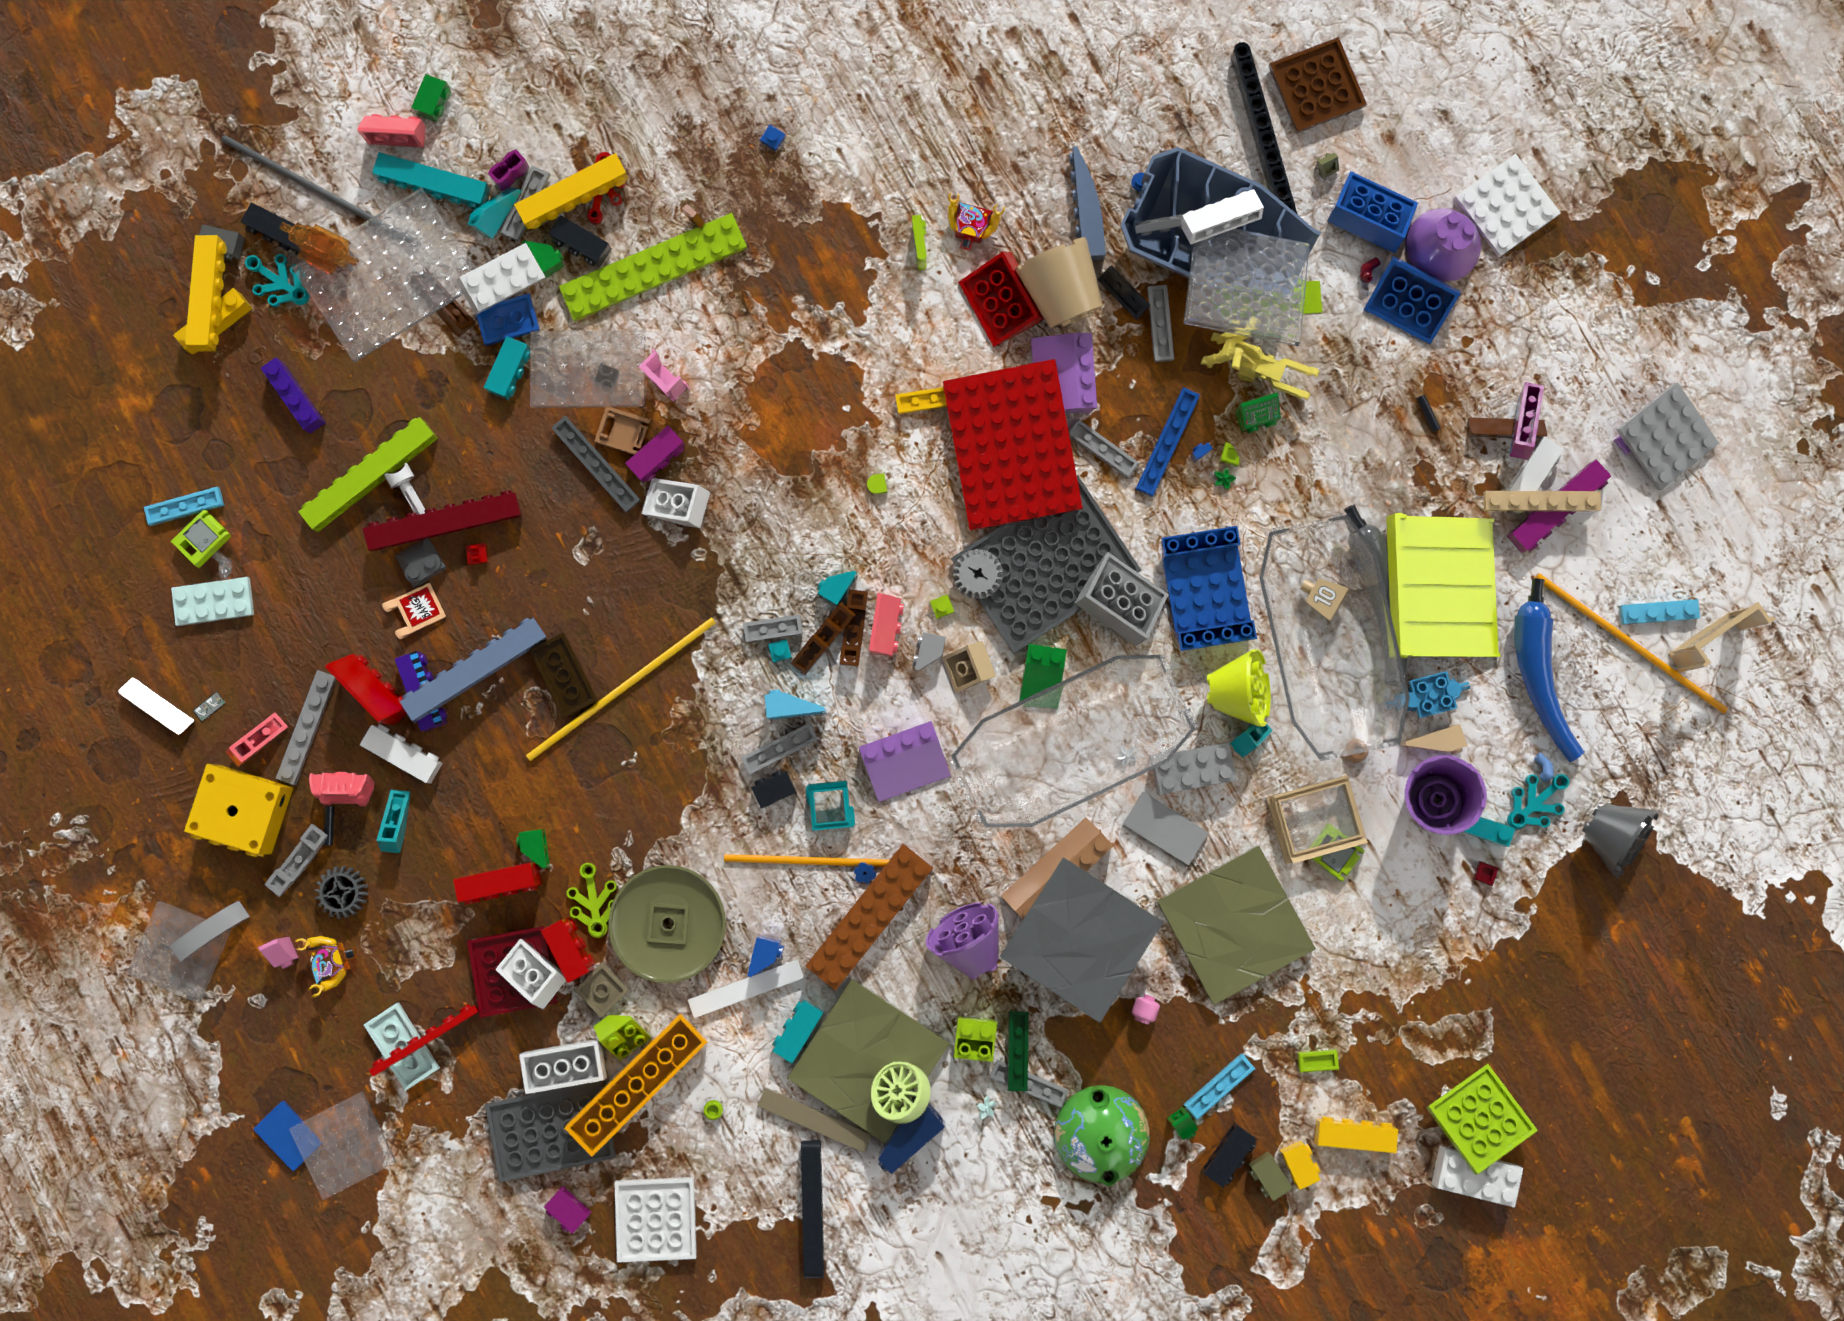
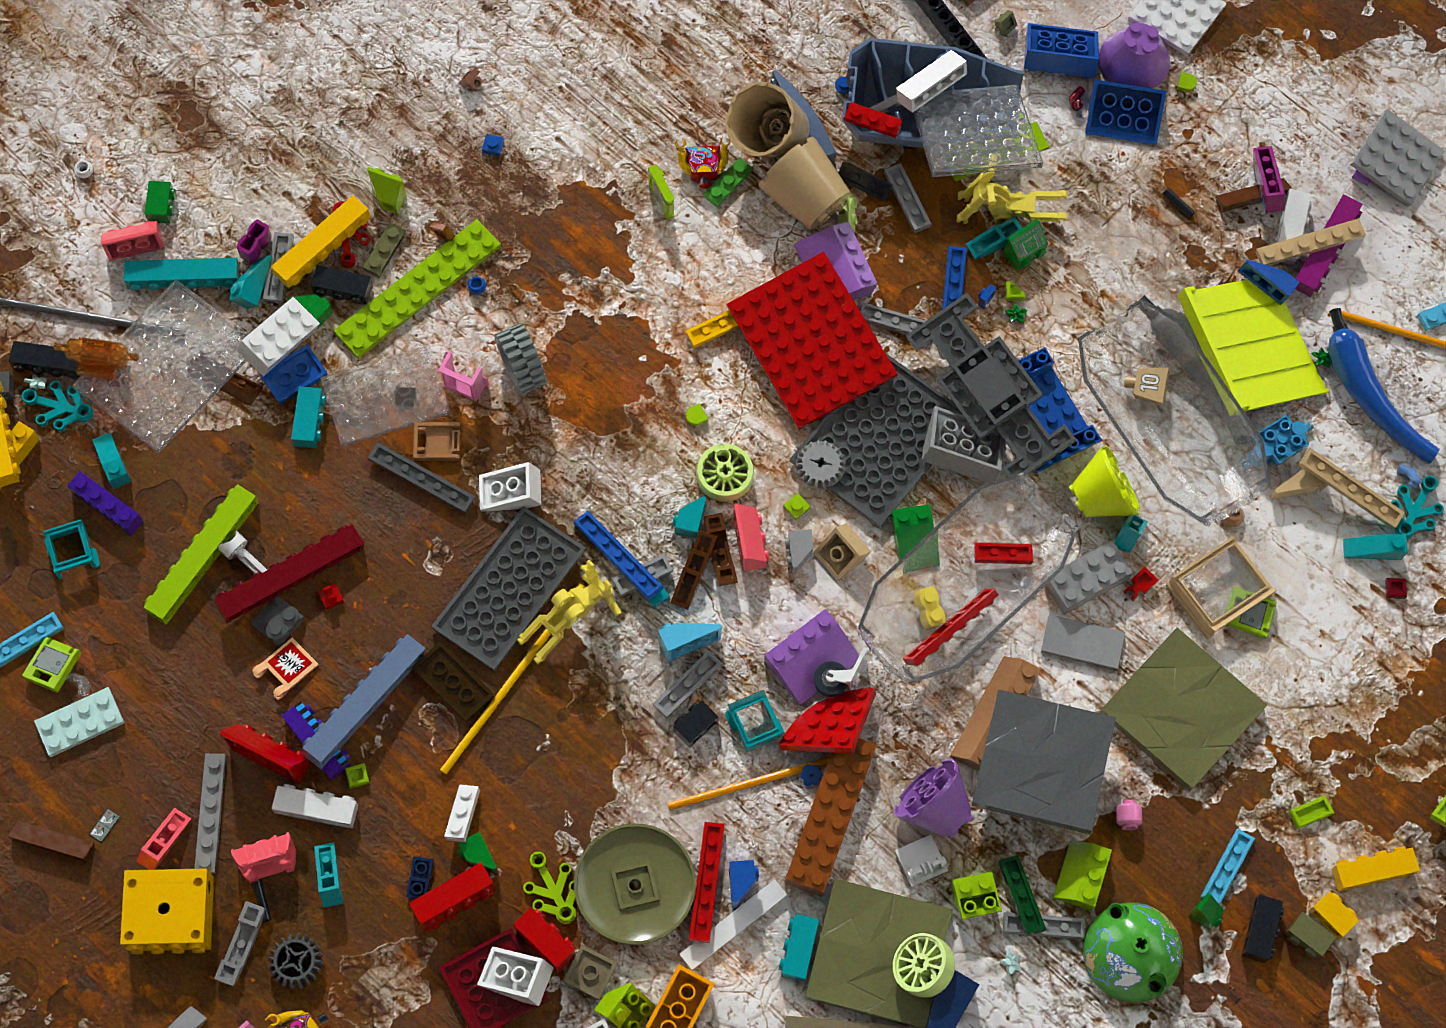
camera: 20 degrees left, 15 degrees down
(263, 250) = (36, 382): none -> light aqua plant
(266, 440) = (63, 530): none -> teal piece
(311, 352) = (111, 460): none -> teal slope
(365, 35) = (83, 165): none -> white plate
(449, 735) = (357, 775): none -> lime tile
(477, 851) = (420, 877): none -> dark blue slope
(532, 805) = (462, 813): none -> white plate
(633, 216) = (384, 250): none -> olive plate
(643, 600) = (508, 588): none -> dark grey plate
(653, 157) = (387, 189): none -> lime slope
(656, 454) = (476, 451): magenta brick -> none
(690, 645) = (570, 608): none -> light yellow piece
(710, 282) = (476, 285): none -> blue plate
(723, 378) = (520, 359): none -> light grey wheel
(734, 943) = (707, 882): none -> red plate
(755, 602) = (618, 555): none -> blue tile
(771, 58) = (469, 78): none -> dark orange tile
(884, 528) = (725, 450): none -> yellowish green piece
(898, 833) = (831, 724): none -> red plate
(915, 790) = (833, 679): none -> plate
(938, 986) = (921, 860): none -> white hinge
(986, 251) = (728, 182): none -> bright green plate
(1000, 299) = (754, 219): red slope -> none
(1029, 756) = (930, 611): none -> light yellow brick
(1042, 778) = (946, 631): none -> red plate
(1043, 206) = (765, 121): none -> tan cone
(1081, 1049) = (1082, 874): none -> lime slope
(1096, 326) = (849, 210): none -> yellowish green hinge
(1120, 720) = (1003, 553): none -> red plate
(1149, 238) = (873, 120): none -> red plate
(1159, 555) = (995, 382): none -> dark grey piece
(1232, 394) = (993, 238): none -> teal slope
(1245, 789) = (1142, 581): none -> red plate
(1458, 787) = (1329, 508): medium lavender cone -> none
(1474, 755) = (1351, 488): none -> tan plate
(1487, 286) = (1187, 82): none -> lime tile
(1488, 528) = (1272, 281): none -> blue slope
(1507, 620) = (1323, 358): none -> green plant

